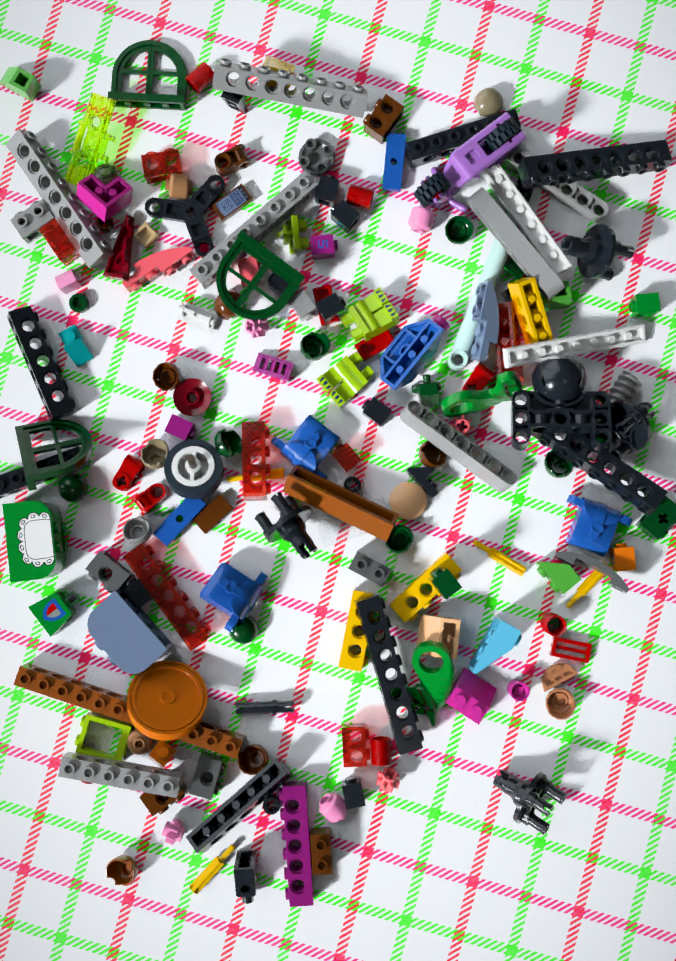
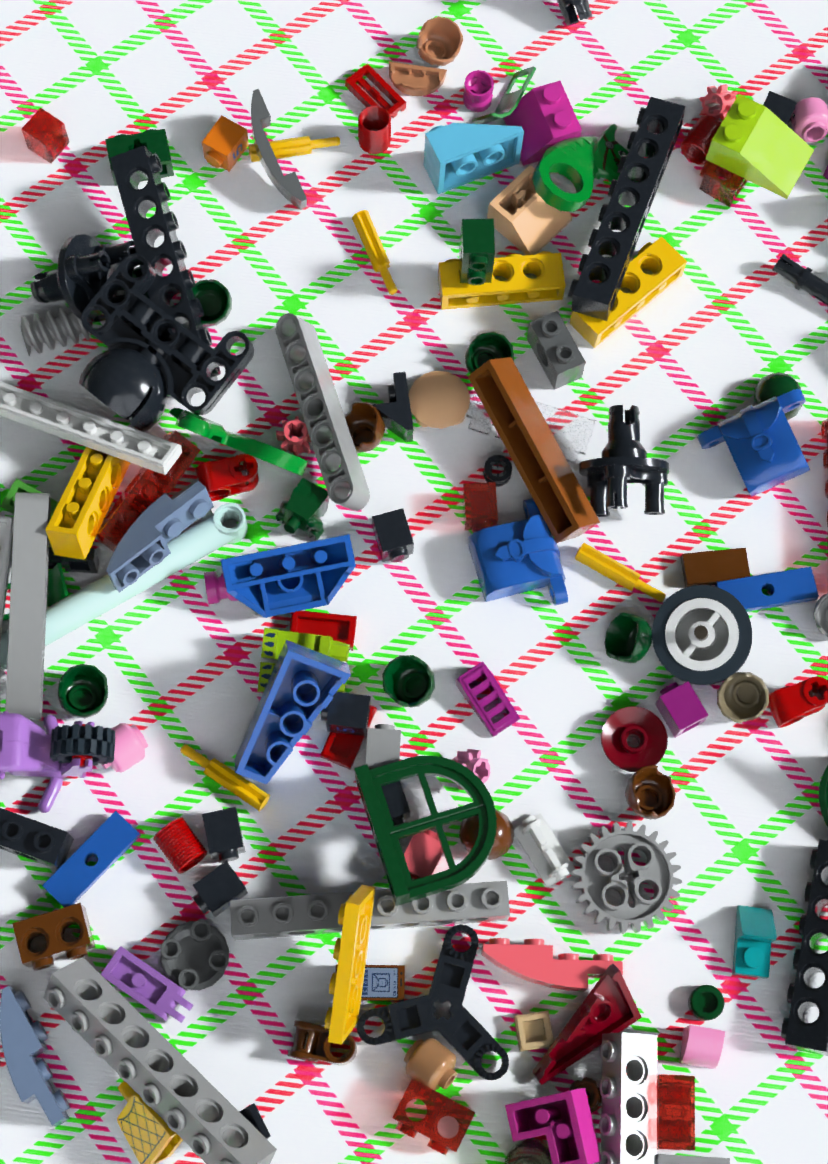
camera: 150 degrees left, 15 degrees down
(148, 500) = (794, 646): red piece -> none
(162, 318) = (657, 873): none -> light grey gear
(241, 191) = (351, 956): none -> yellow plate
(255, 431) = (629, 537): clear red brick -> none
(291, 237) = (320, 863): lime hips -> none
(323, 246) = (289, 812): magenta brick -> none
(327, 128) = (145, 985): none -> medium lavender hinge
(344, 761) = (759, 147): none -> slope
(348, 373) = (403, 608): lime hips -> none
(358, 289) = (292, 699): none -> blue wedge
(359, 65) = (21, 1045): none -> sand blue slope
(363, 243) = (229, 779): none -> yellow axle
(498, 696) = (509, 100): none -> piece
(560, 575) = (318, 179): bright green slope -> none
(594, 525) = (227, 204): blue piece -> none

